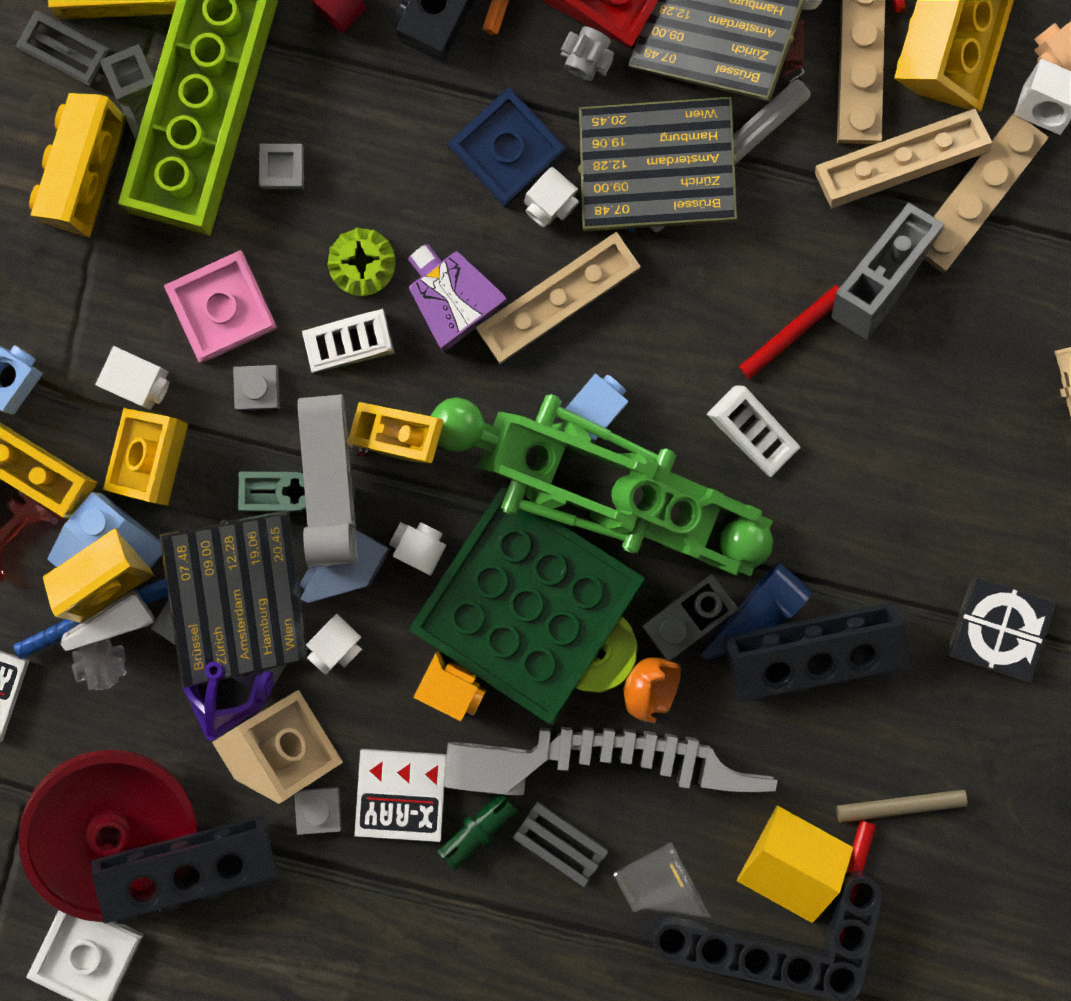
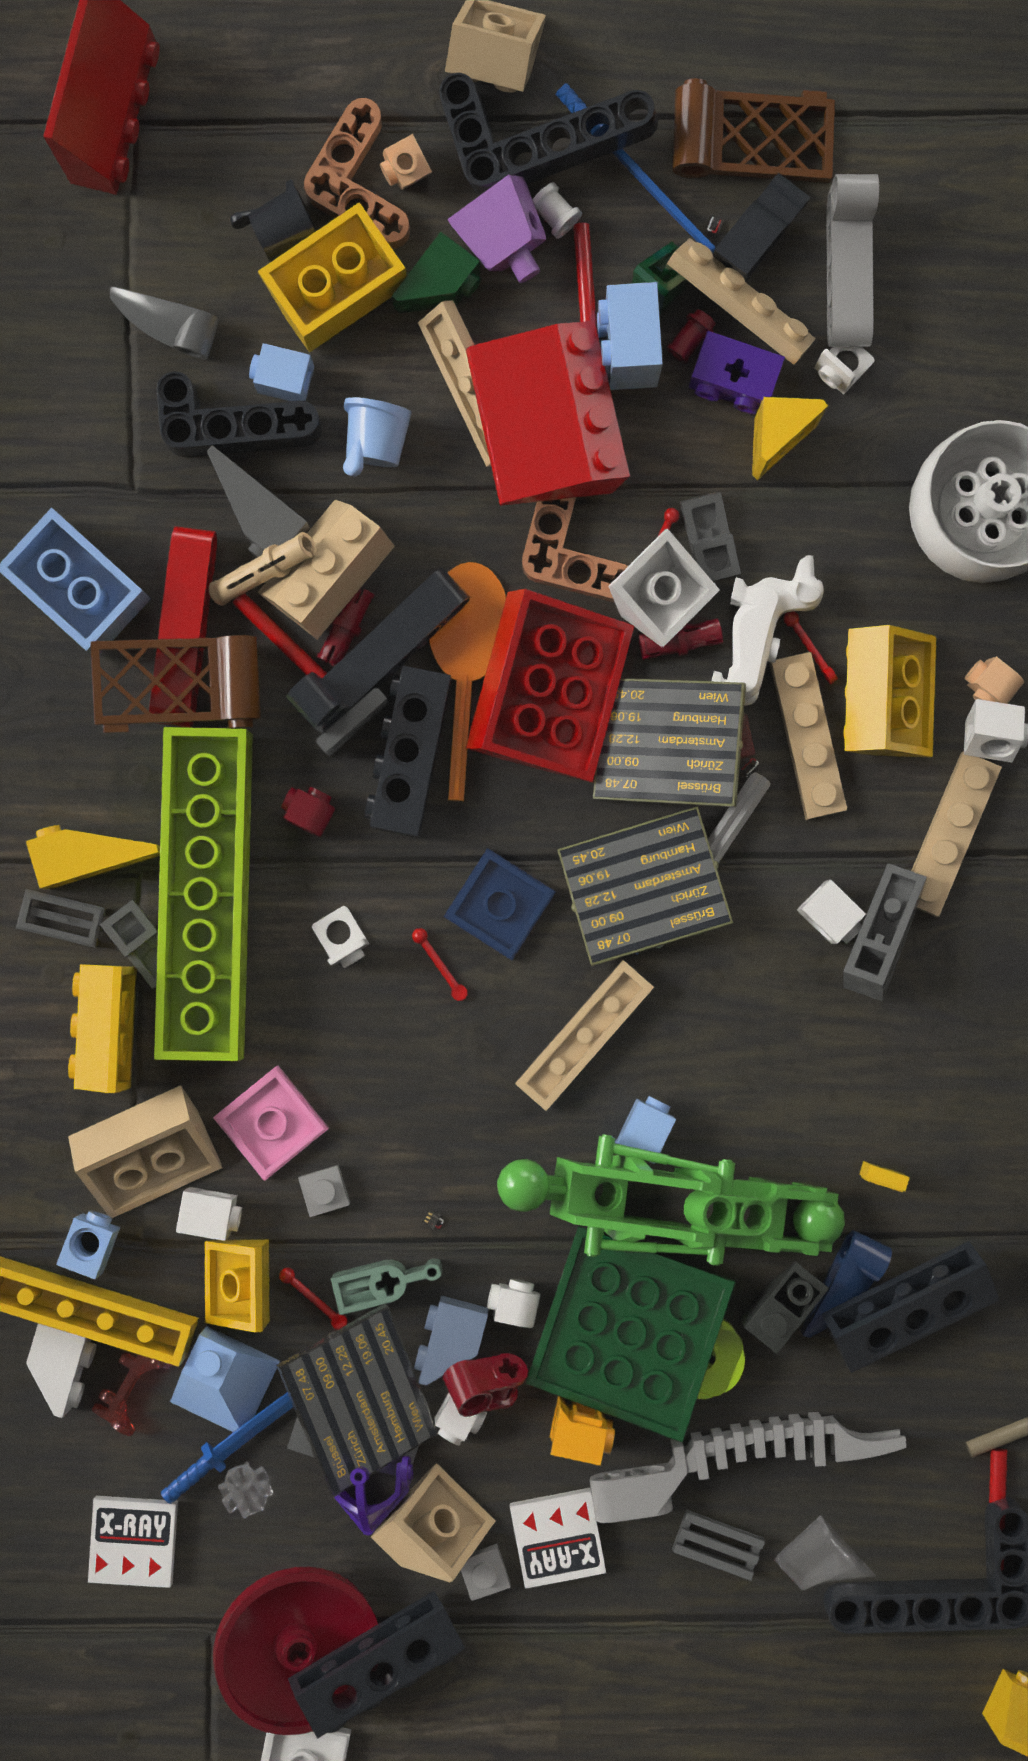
camera: 15 degrees left, 0 degrees up
(85, 301) = (144, 1152): none -> tan slope
(95, 578) = (222, 1414): yellow slope -> none
(116, 619) = (252, 1446): white slope -> none
(197, 464) = (288, 1276): none -> red hinge
(281, 166) = (294, 977): light grey plate -> none
(327, 482) = (418, 1273): light grey beam -> none
(342, 153) = (350, 950): none -> white bracket
(362, 617) = (485, 1383): none -> dark red piece
(375, 318) = (428, 1109): white slope -> none
(376, 274) = (400, 1029): lime gear -> none
(395, 433) = (470, 1208): yellow slope -> none
(443, 224) = (458, 991): none -> red hinge
(452, 295) = (485, 1059): medium lavender torso -> none
(477, 831) = (638, 1555): dark green pin -> none
(550, 198) = (553, 943): white plate -> none
(587, 53) = (553, 800): light grey gear -> none
(651, 687) = (765, 1379): orange hair -> none
(728, 404) = (768, 1095): white slope -> none
(789, 334) = (809, 1010): red bar -> none
(796, 865) = (943, 1507): yellow slope -> none
(823, 516) = (884, 1176): none -> yellow tile
(839, 238) = (832, 913): none -> white brick
(903, 158) = (872, 822): tan plate -> none

